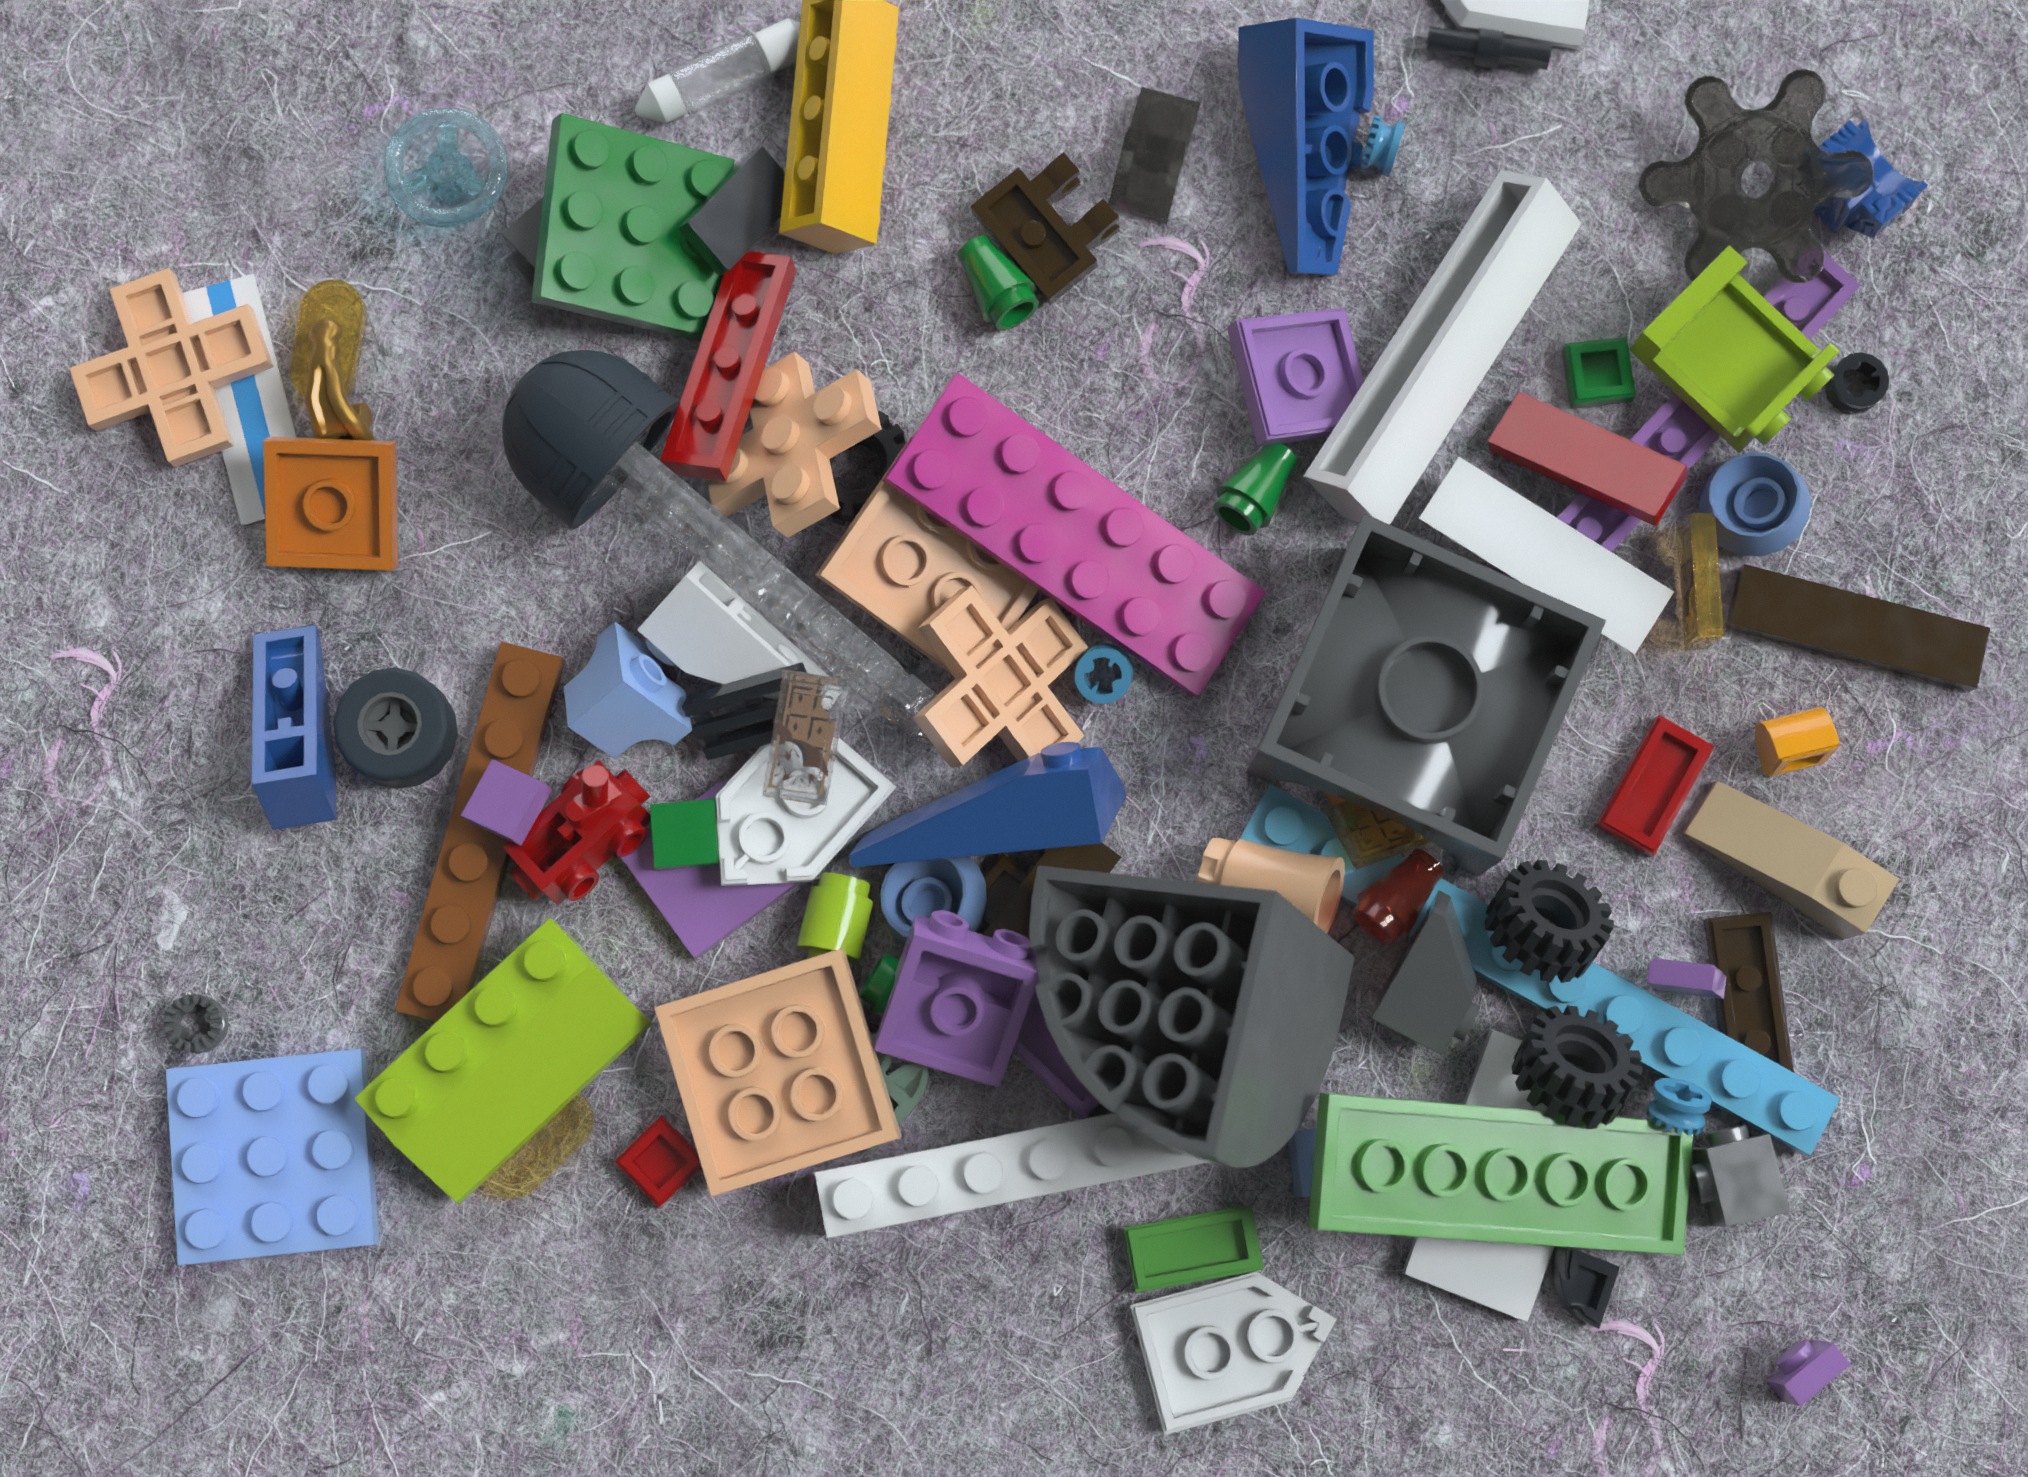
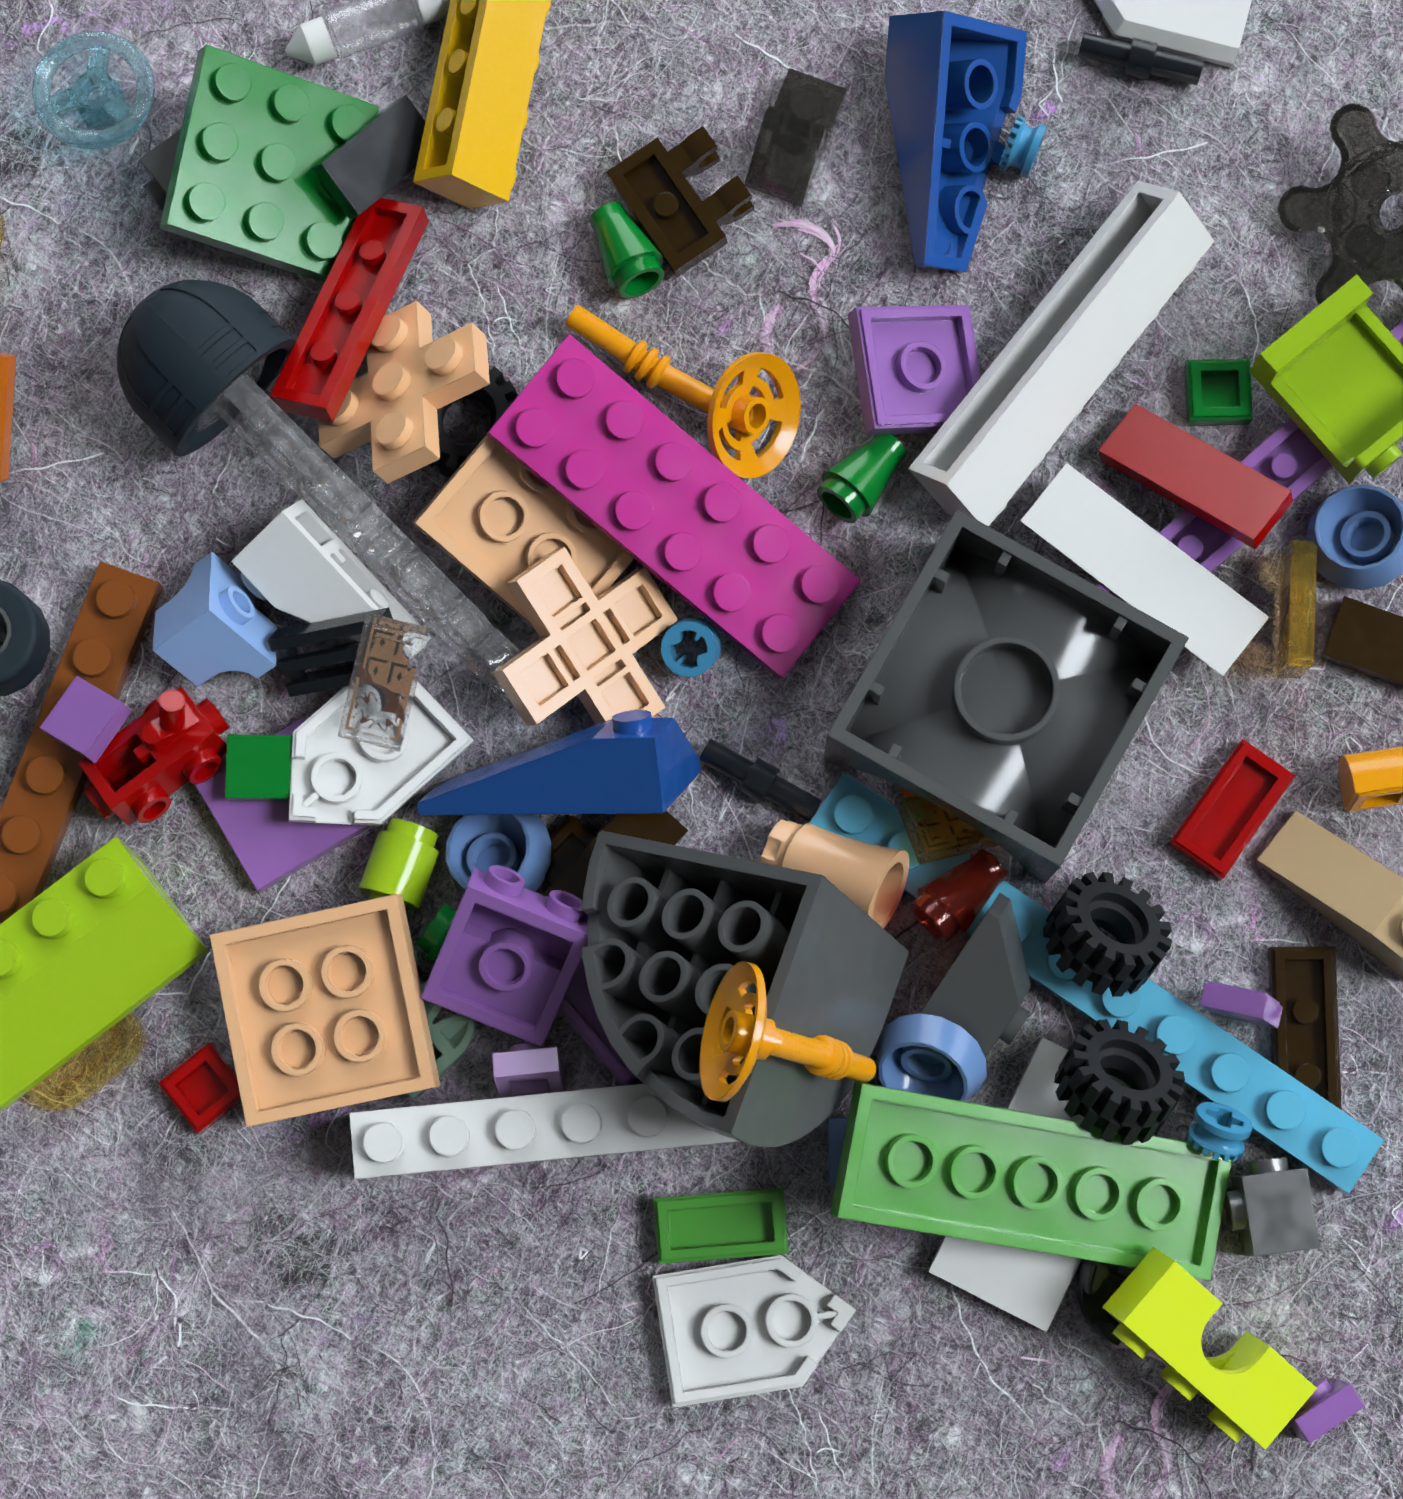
camera: 15 degrees right, 0 degrees up
(986, 1113) = (528, 1070): none -> lavender plate
(1119, 433) = (727, 411): none -> light orange dish
(1186, 800) = (760, 780): none -> black bar
(1231, 1060) = (741, 1034): none -> light orange dish
(1386, 1060) = (930, 1057): none -> medium blue hat
(1648, 1293) = (1248, 1385): none -> neon yellow arch

